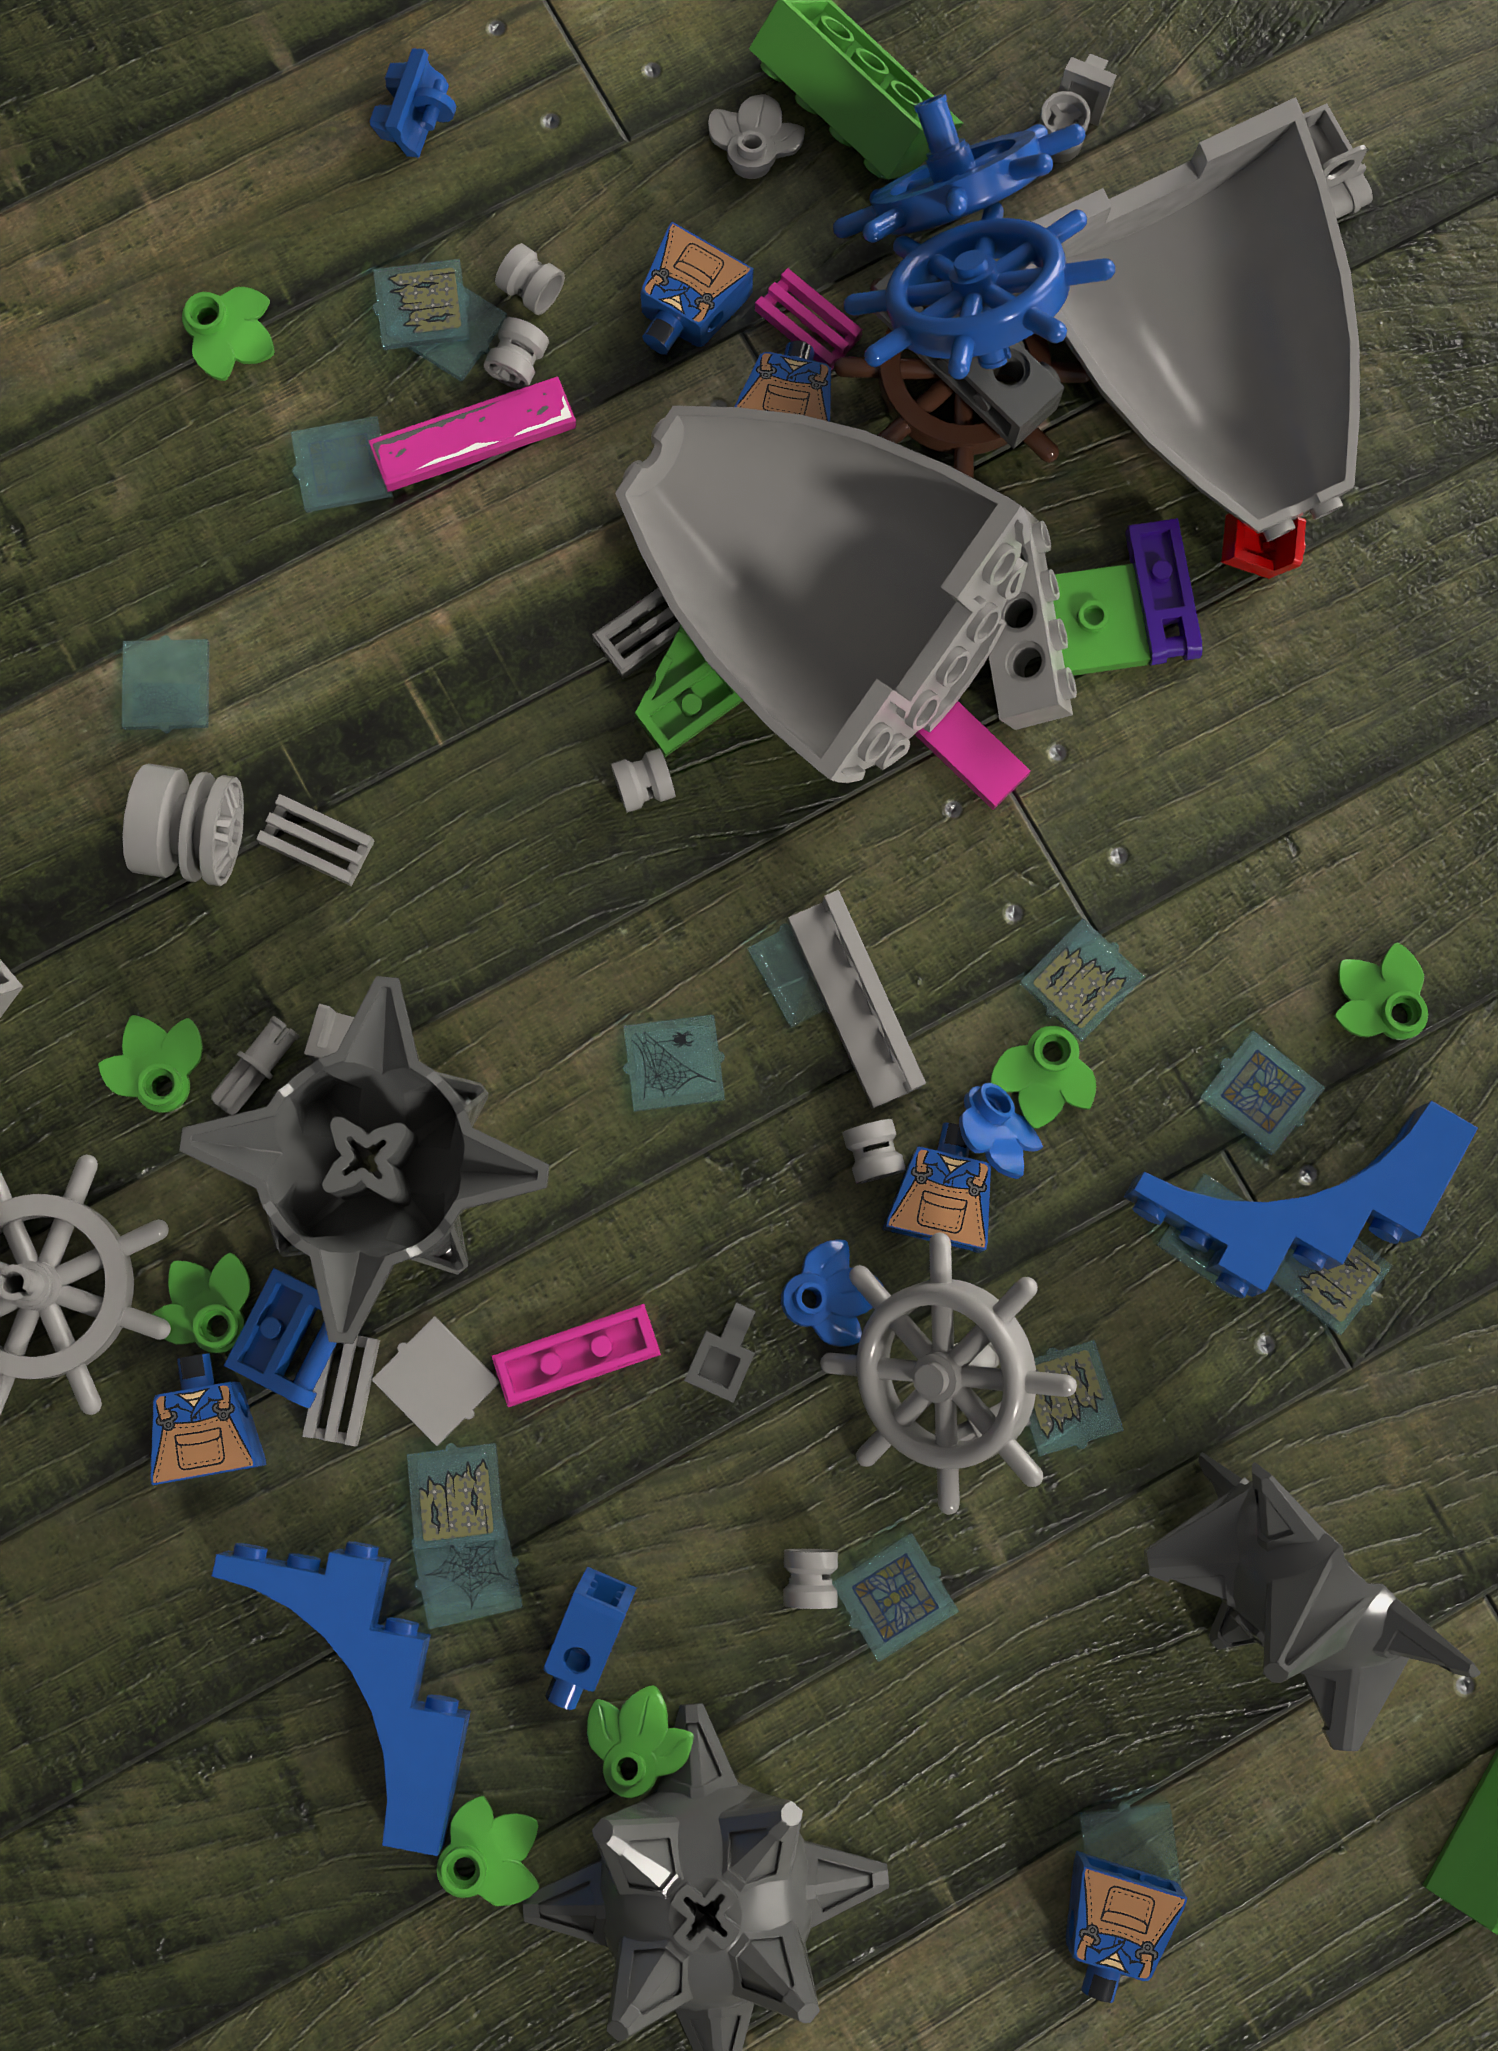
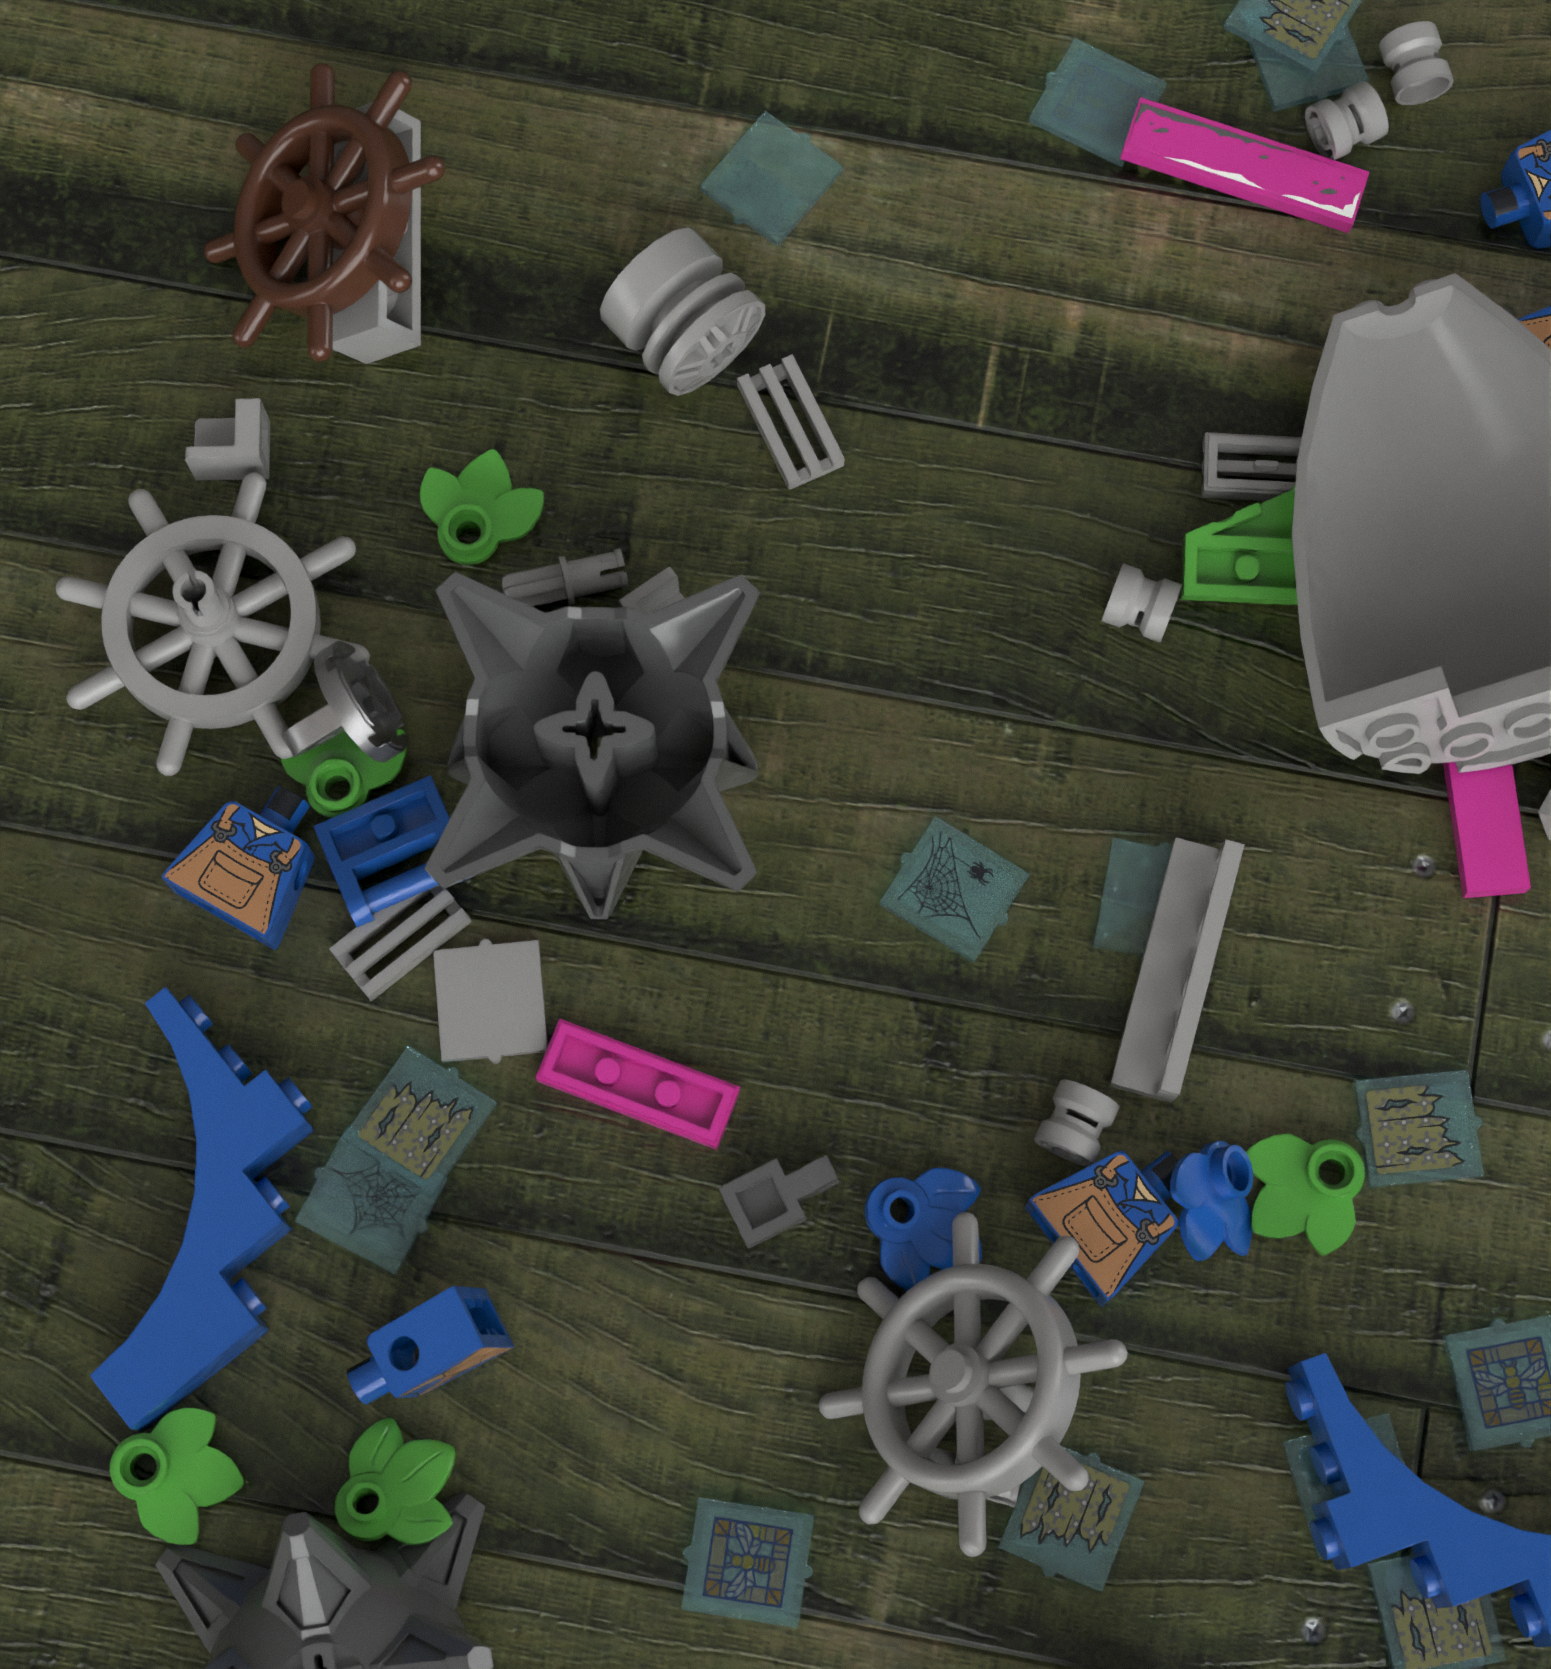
camera: 45 degrees right, 5 degrees down
(186, 1264) = (356, 703): none -> flat silver tile
(810, 1578) = (683, 1472): light grey wheel -> none

